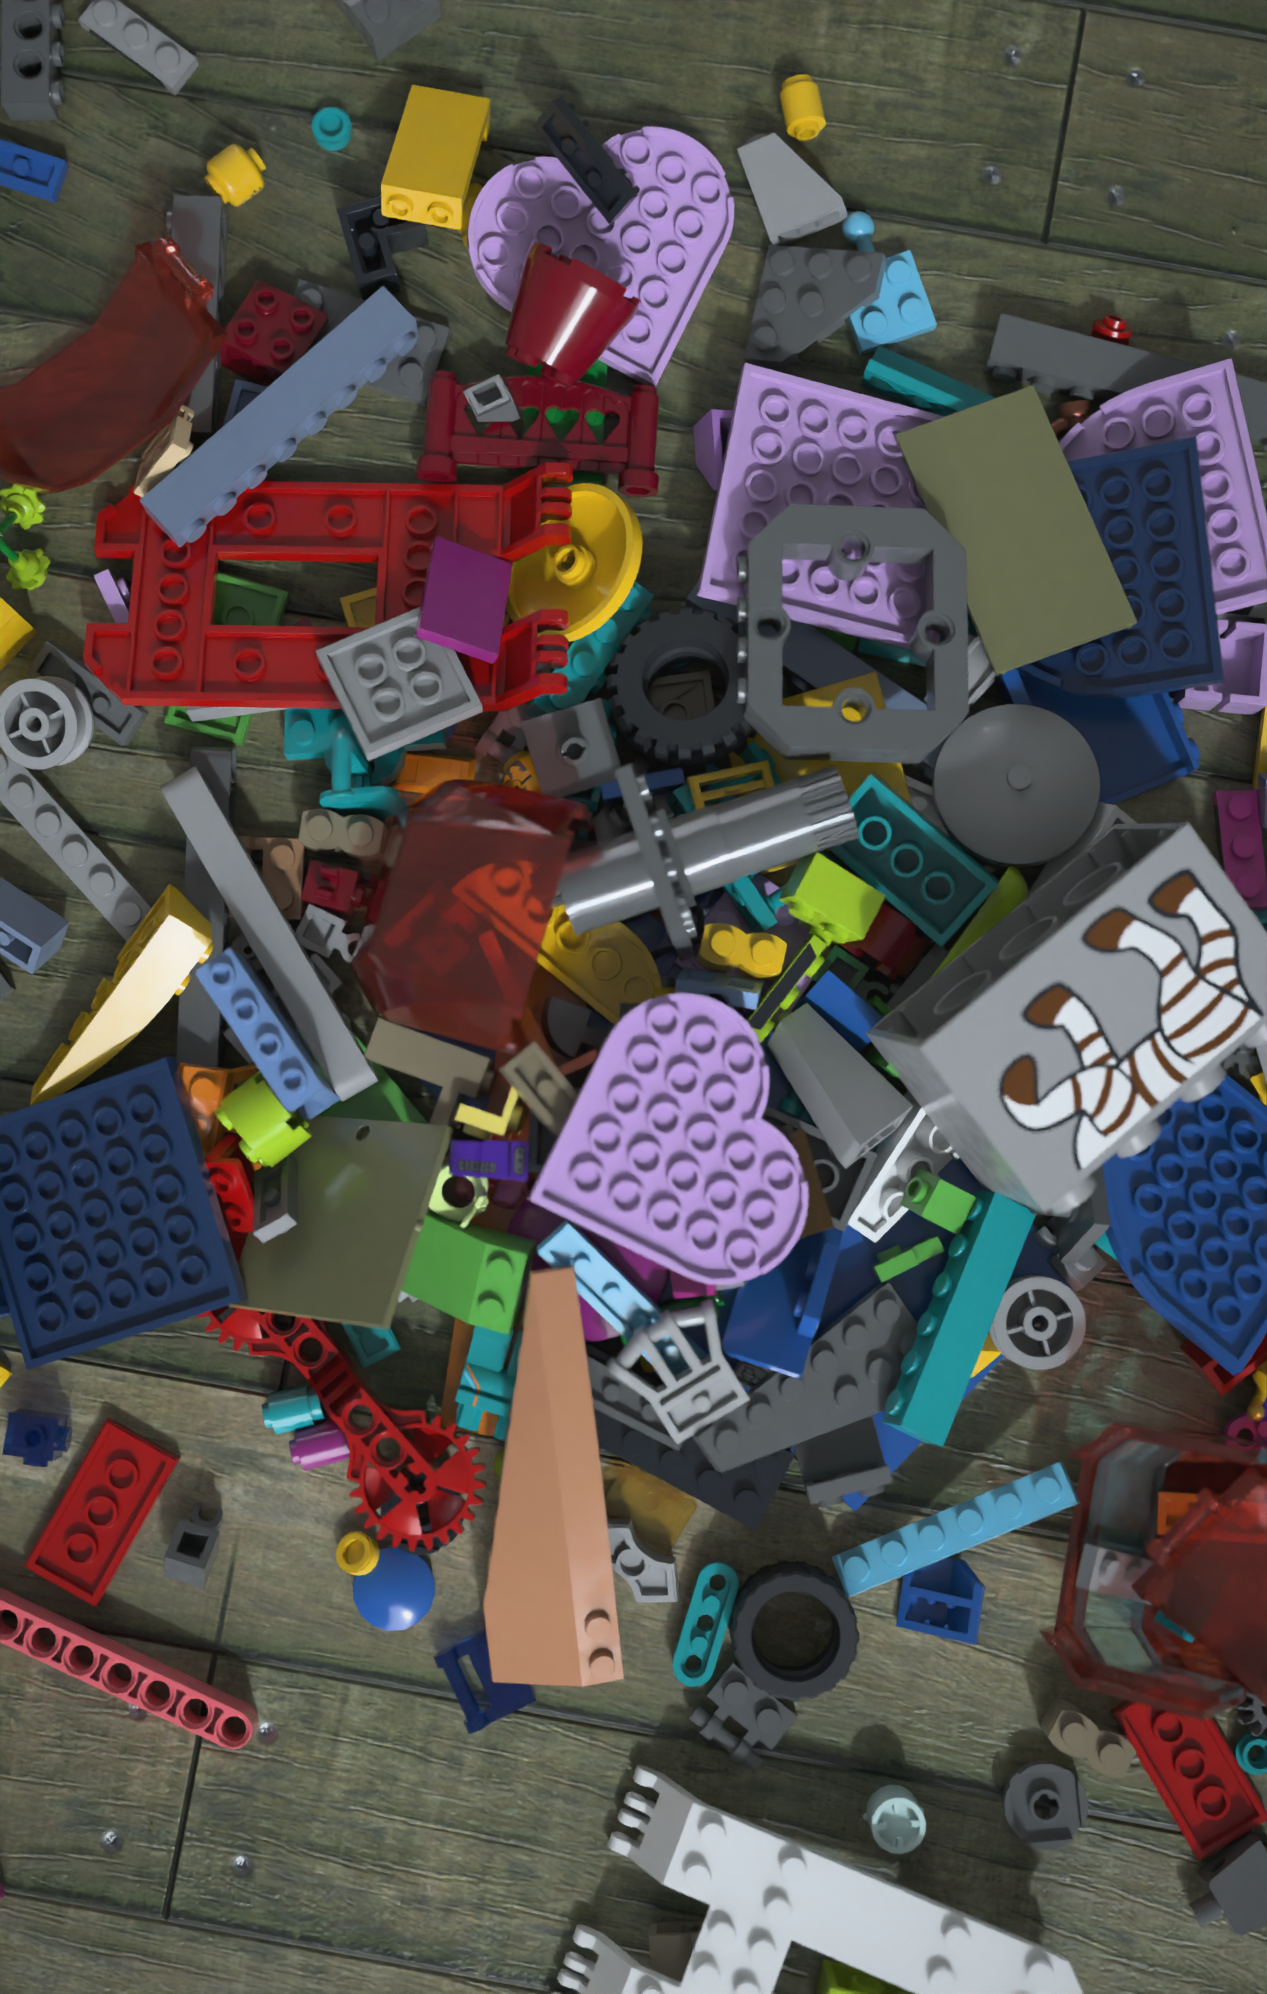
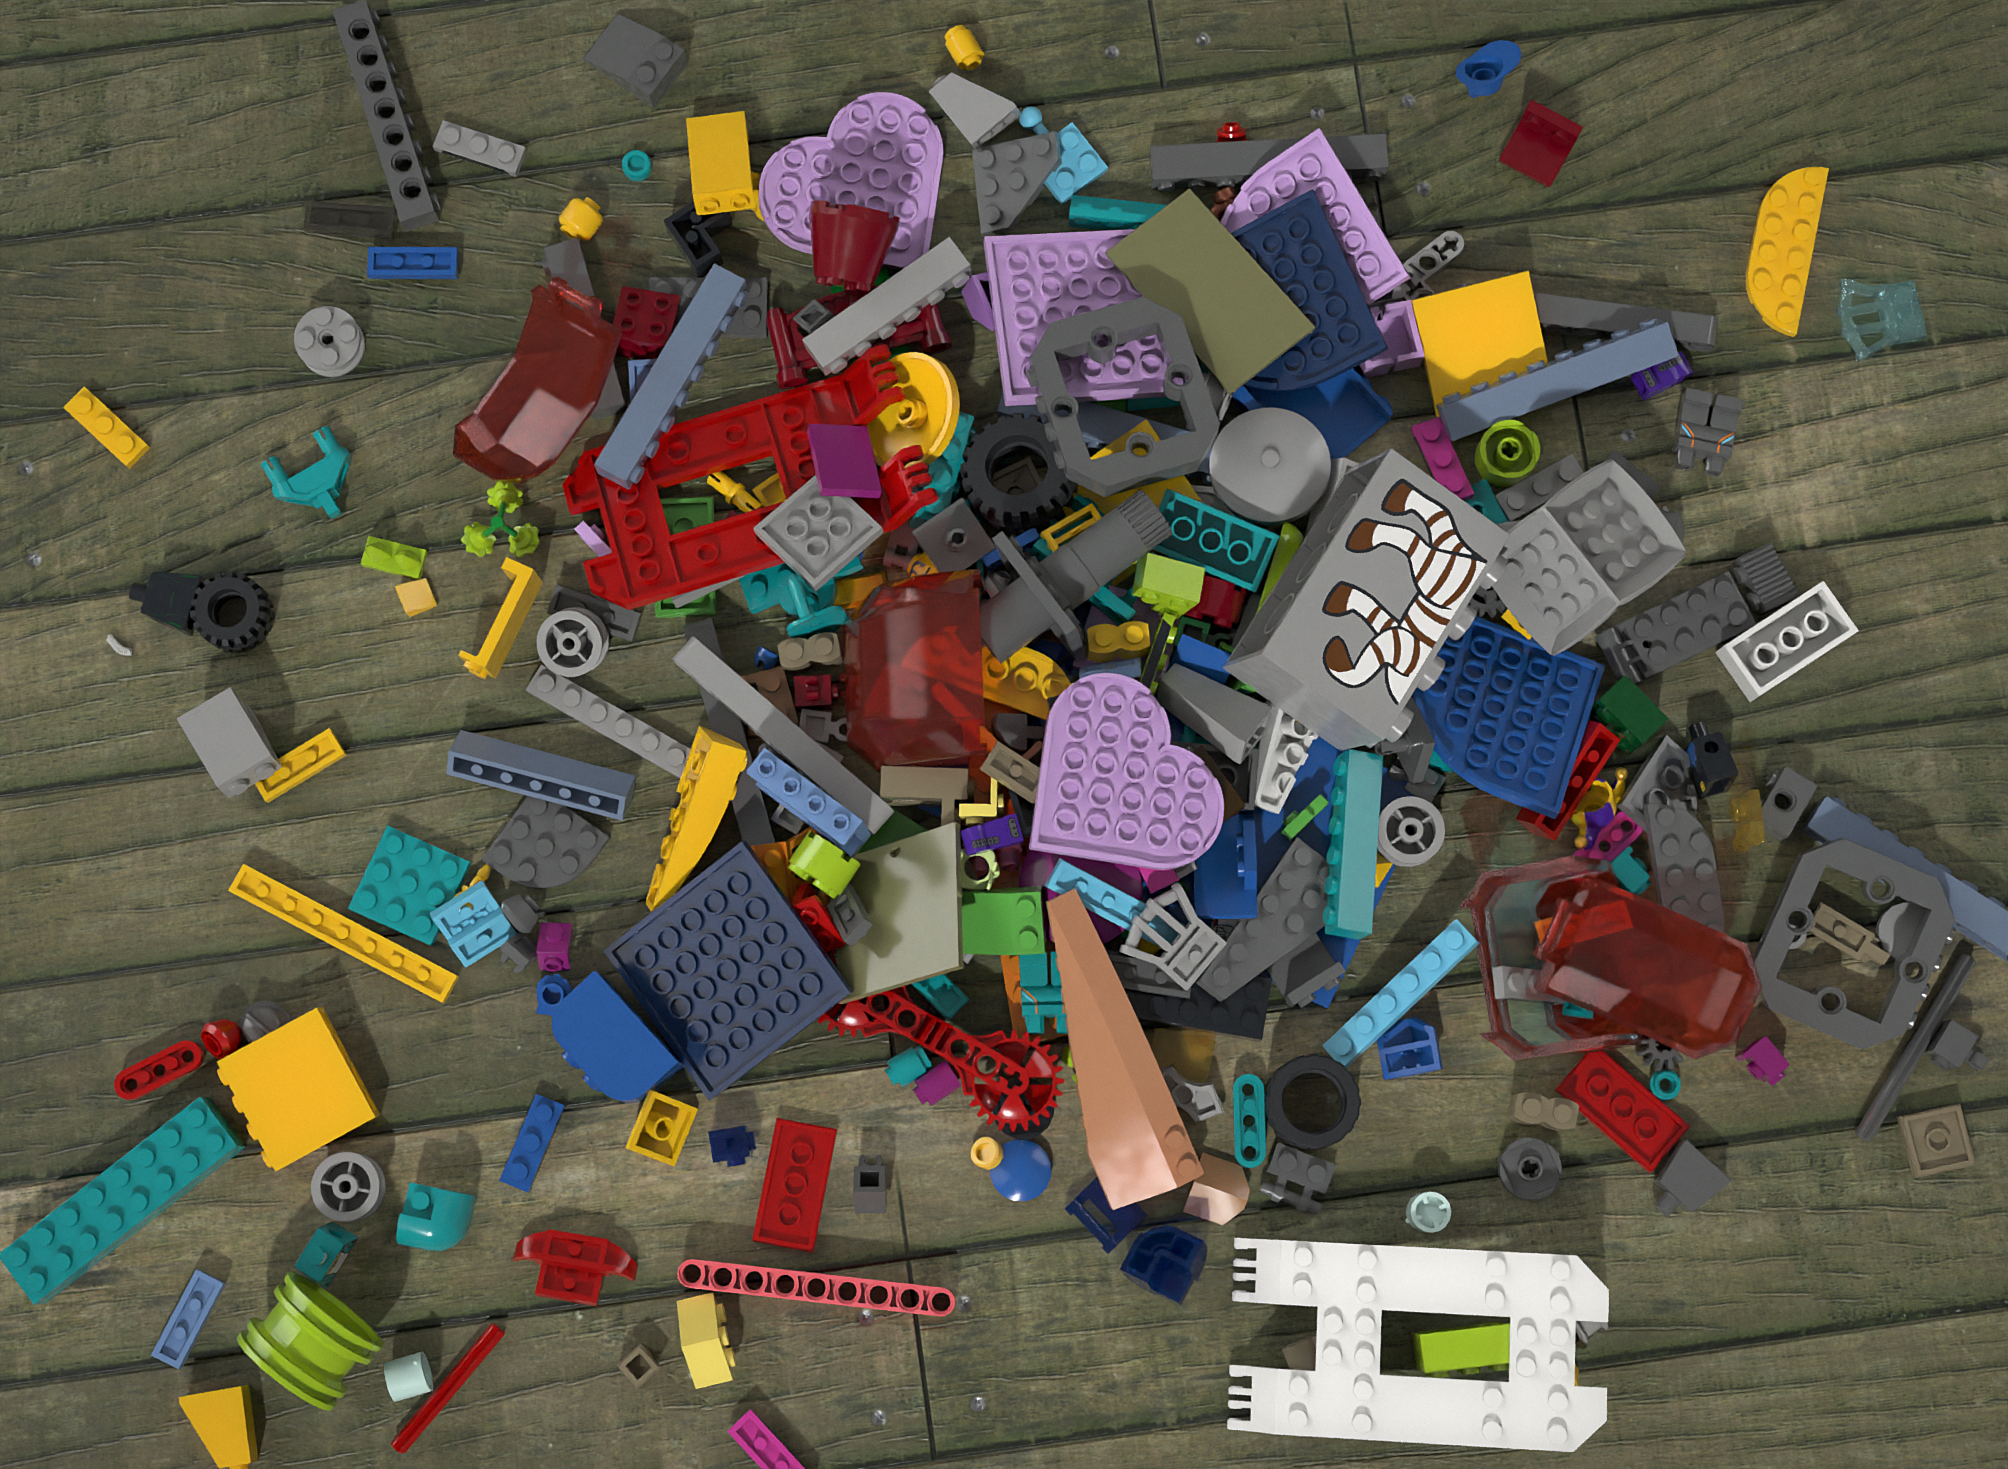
camera: 15 degrees left, 5 degrees down
(165, 451) = (598, 428): tan plate -> none
(287, 820) = (765, 655): none -> blue hinge
(316, 595) = (734, 492): none -> yellow pin
(536, 1774) = (1165, 1262): none -> clear blue brick
(585, 159) = (827, 132): black plate -> none
(589, 415) = (888, 306): none -> light grey brick
(641, 1702) = (1218, 1192): none -> medium nougat slope
(938, 1201) = (1312, 769): bright green brick -> none

